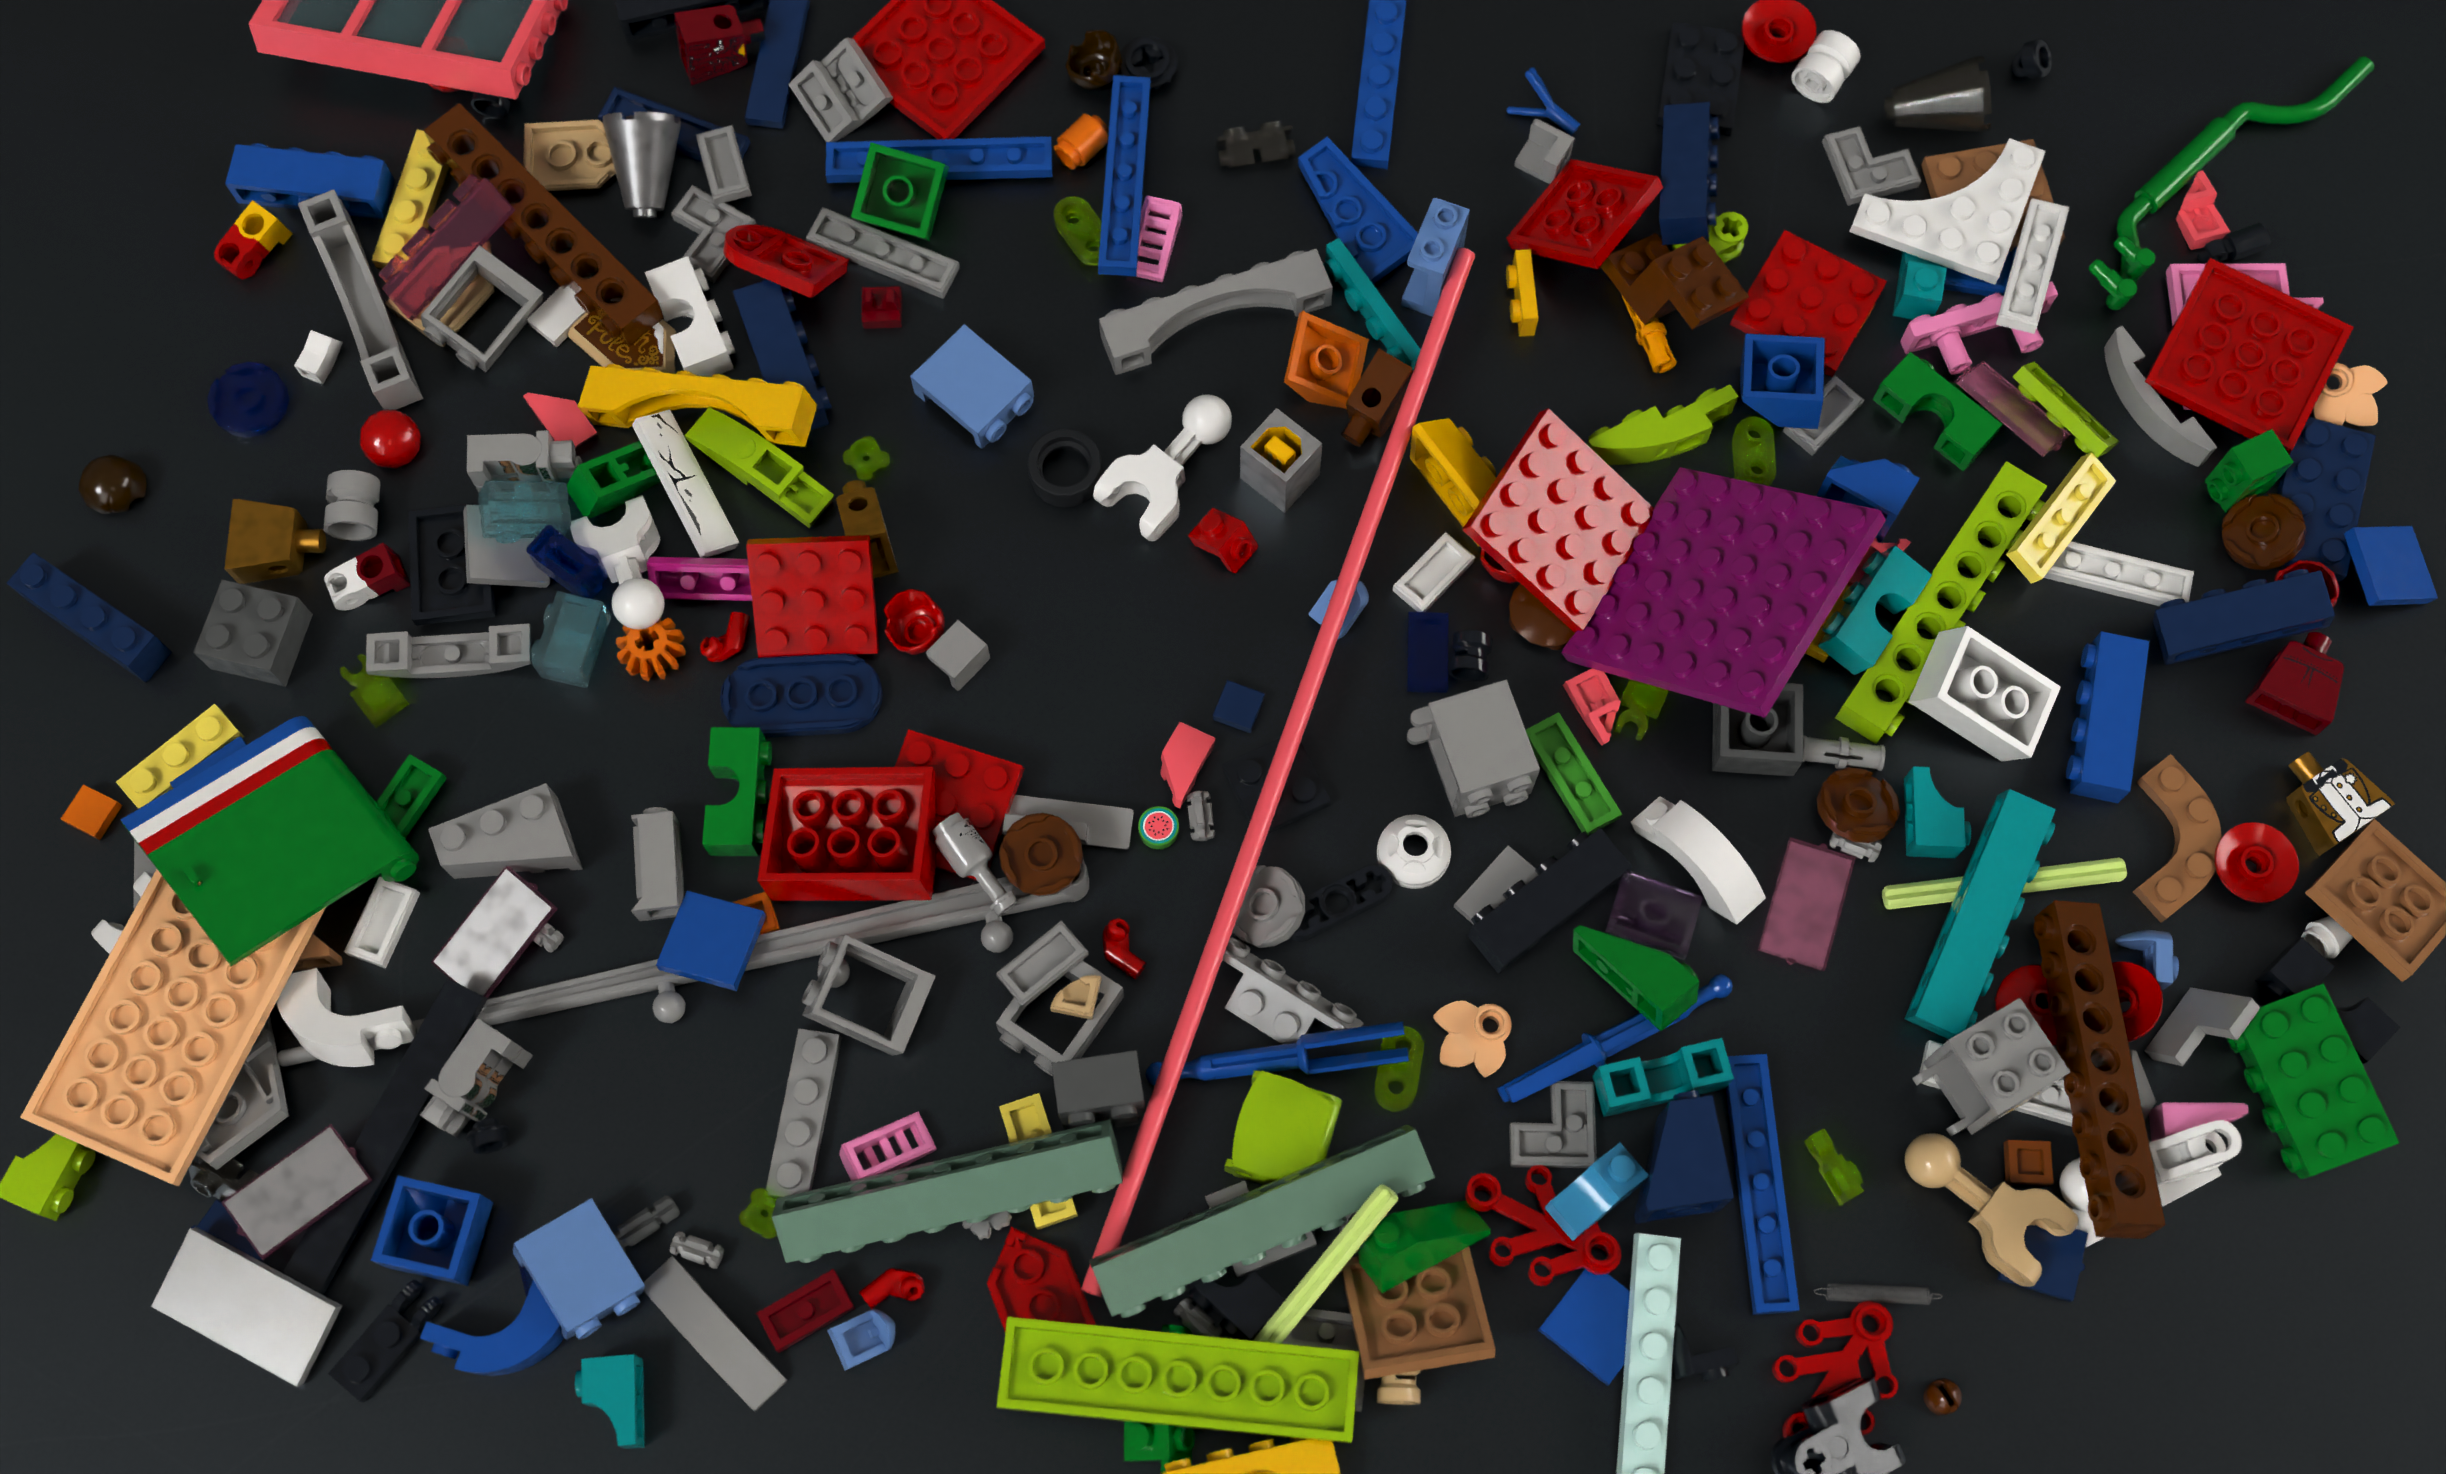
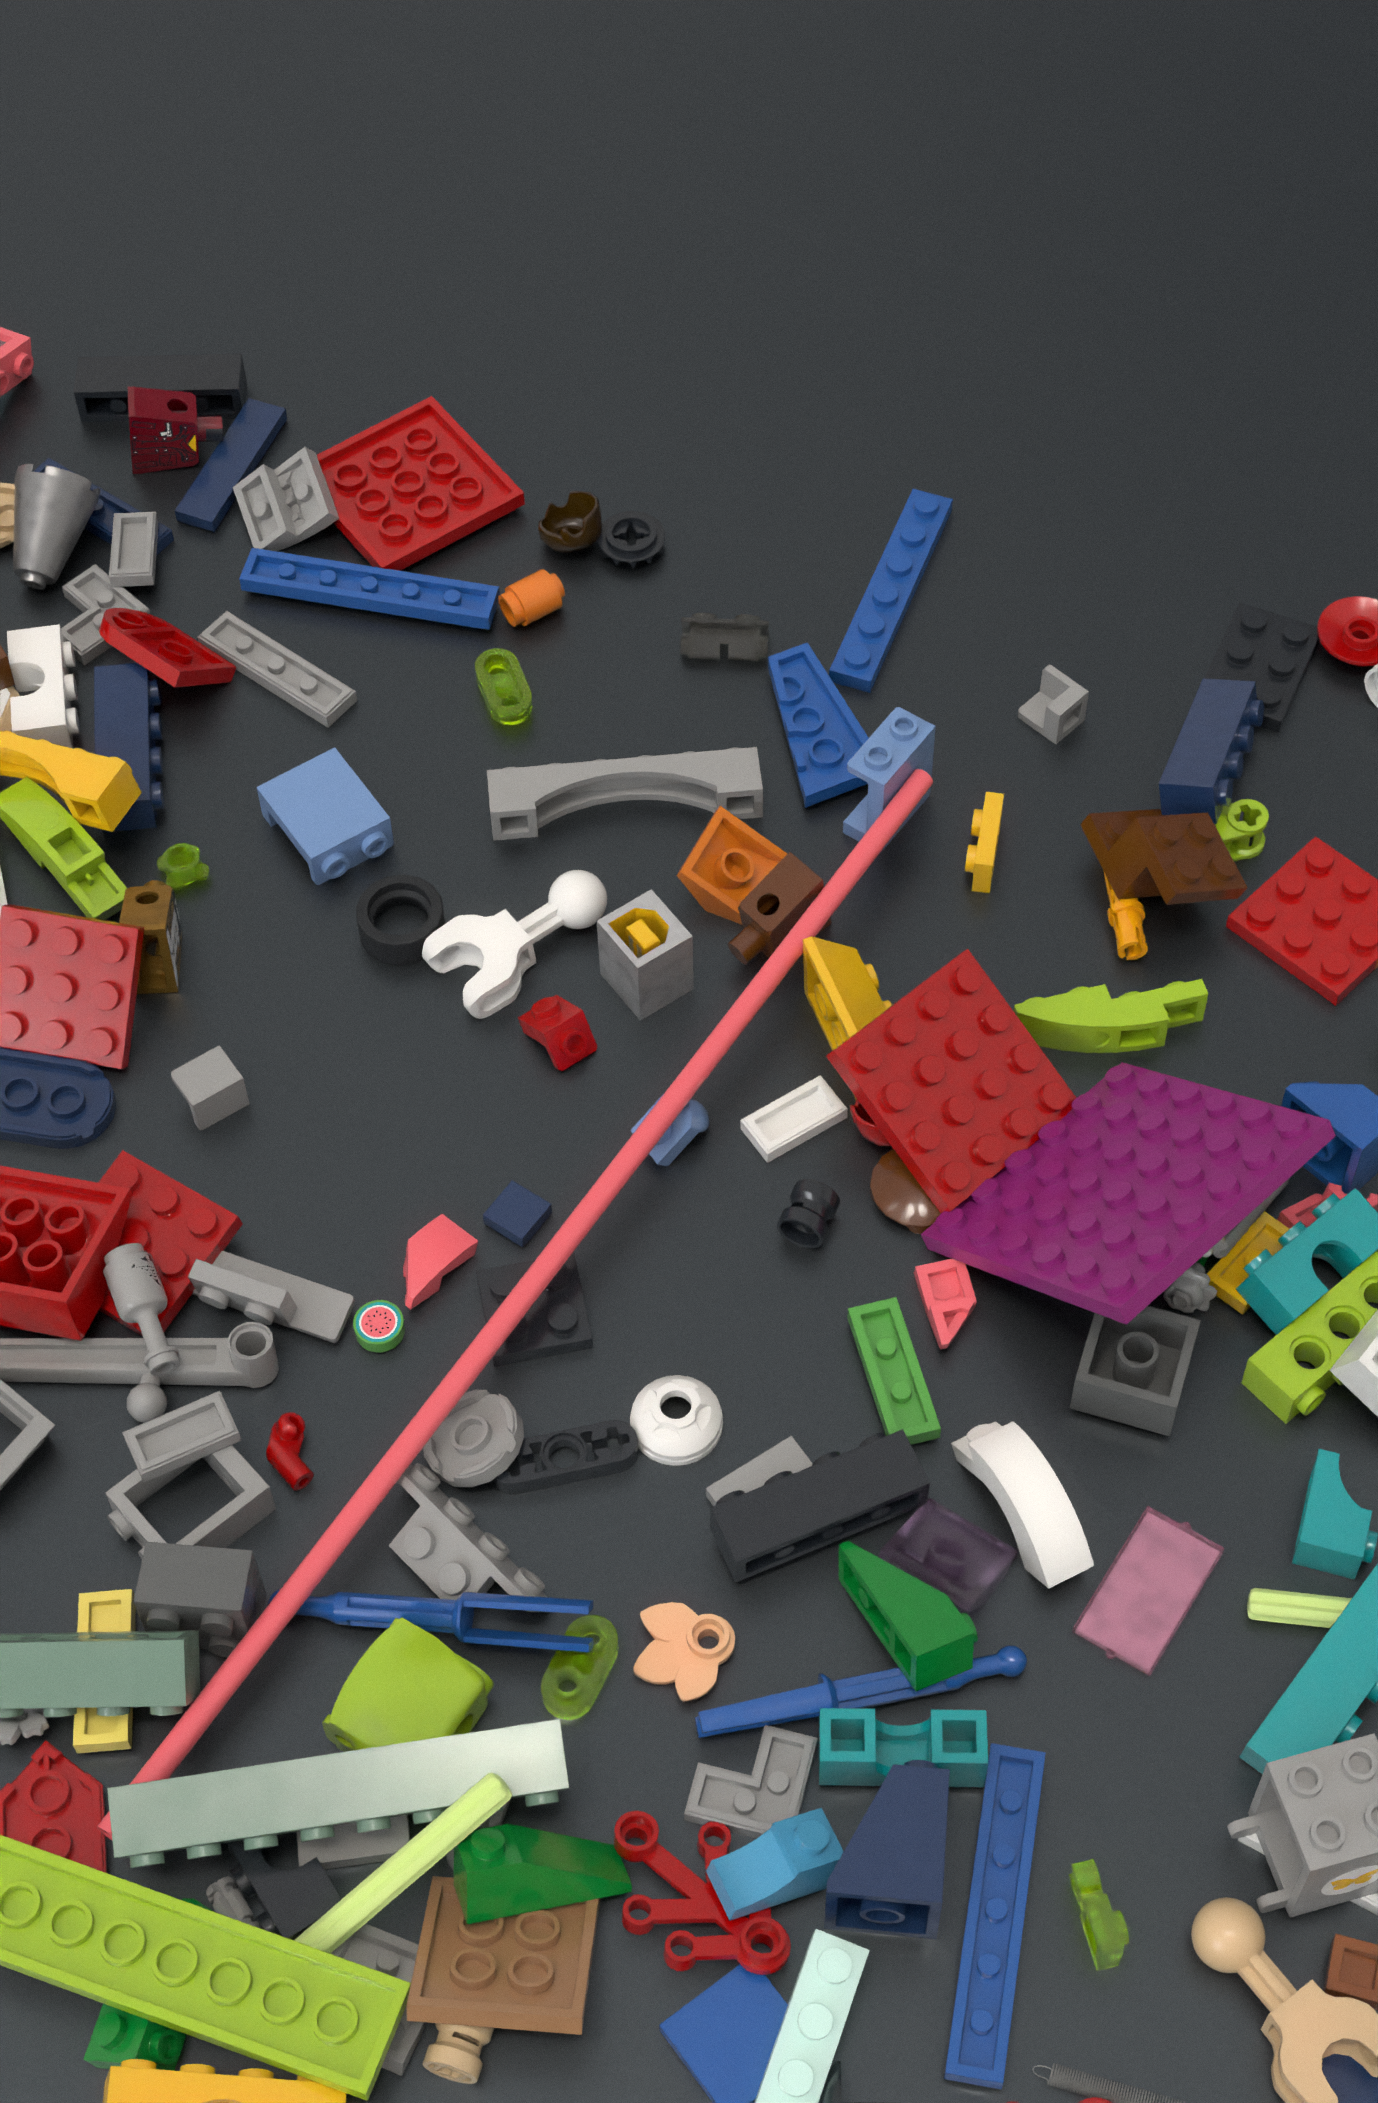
camera: 15 degrees right, 15 degrees down
(881, 307) = (255, 720): dark red tile -> none
(900, 191) = (310, 604): green brick -> none
(913, 621) = (170, 1038): red hair -> none
(1041, 854) = (222, 1313): reddish brown tile -> none
(1078, 997) = (211, 1484): tan tile -> none
(1124, 176) = (564, 638): blue plate -> none
(1163, 216) = (587, 683): bright pink slope -> none
(1200, 815) = (432, 1323): light grey piece -> none
(1364, 296) = (800, 811): teal plate -> none
(1427, 652) = (760, 1202): clear blue tile -> none
(1478, 748) = (782, 1311): light grey container -> none
(1552, 111) = (1074, 665): blue plant -> none
(1584, 213) = (1079, 769): red plate -> none
(1642, 701) = (1001, 1306): clear neon green plate -> none
(1754, 451) = (1217, 1062): clear neon green plate -> none
(1784, 378) = (1268, 985): blue slope -> none
(1838, 406) = (1313, 1043): light grey tile -> none
(1843, 753) = (1272, 1431): light grey pin -> none
(1857, 849) = (1228, 1531): light grey piece -> none
(1858, 805) = (1241, 1485): reddish brown tile -> none

